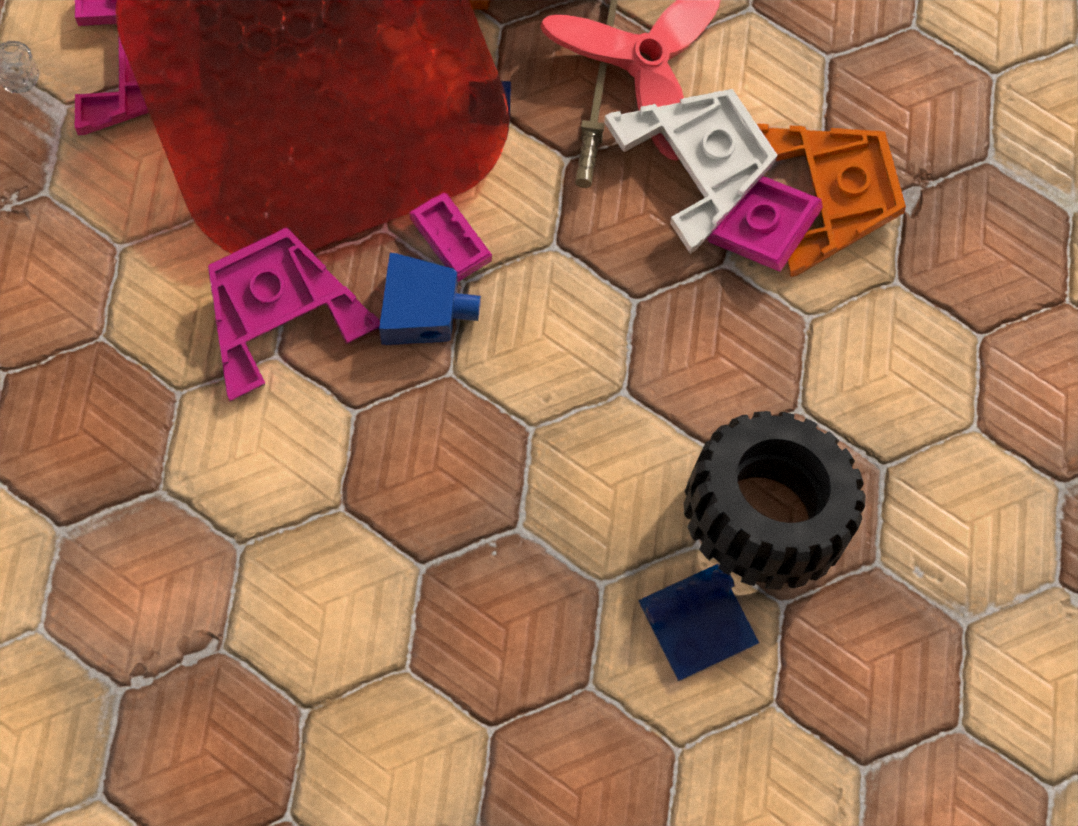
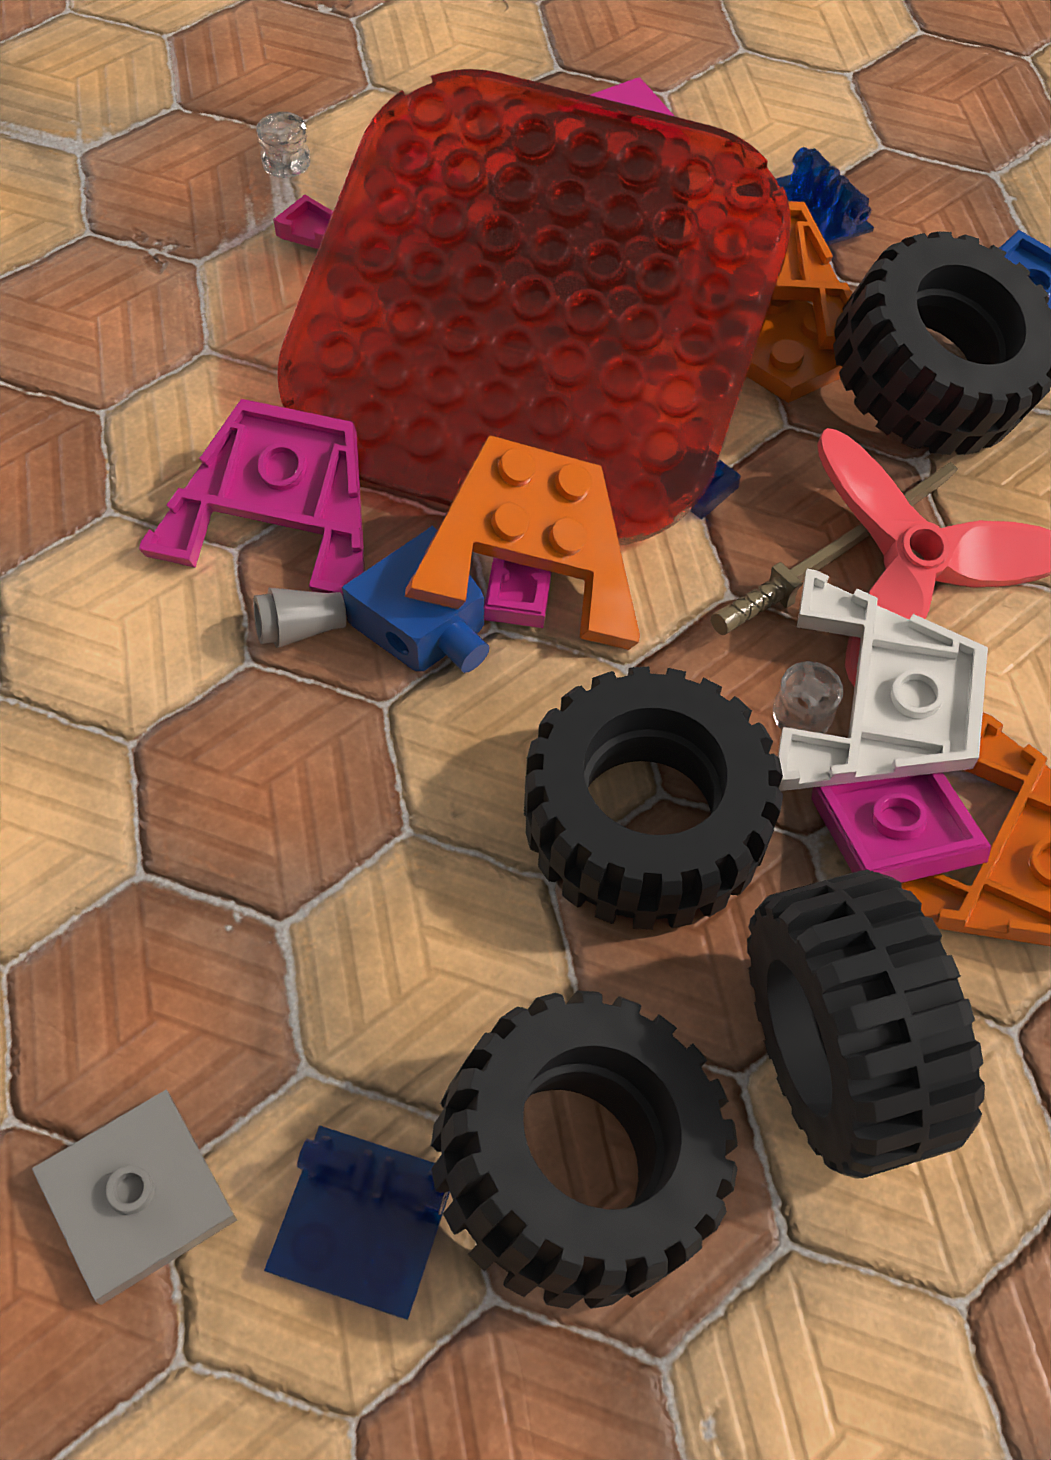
camera: 45 degrees right, 10 degrees down
(357, 367) = (294, 615): none -> light grey cone
(443, 198) = (538, 514): none -> orange wing
(586, 704) = (133, 1196): none -> light grey plate
(652, 258) = (667, 724): none -> black tyre
(664, 179) = (814, 685): none -> clear wheel
(845, 338) = (865, 1023): none -> black tyre

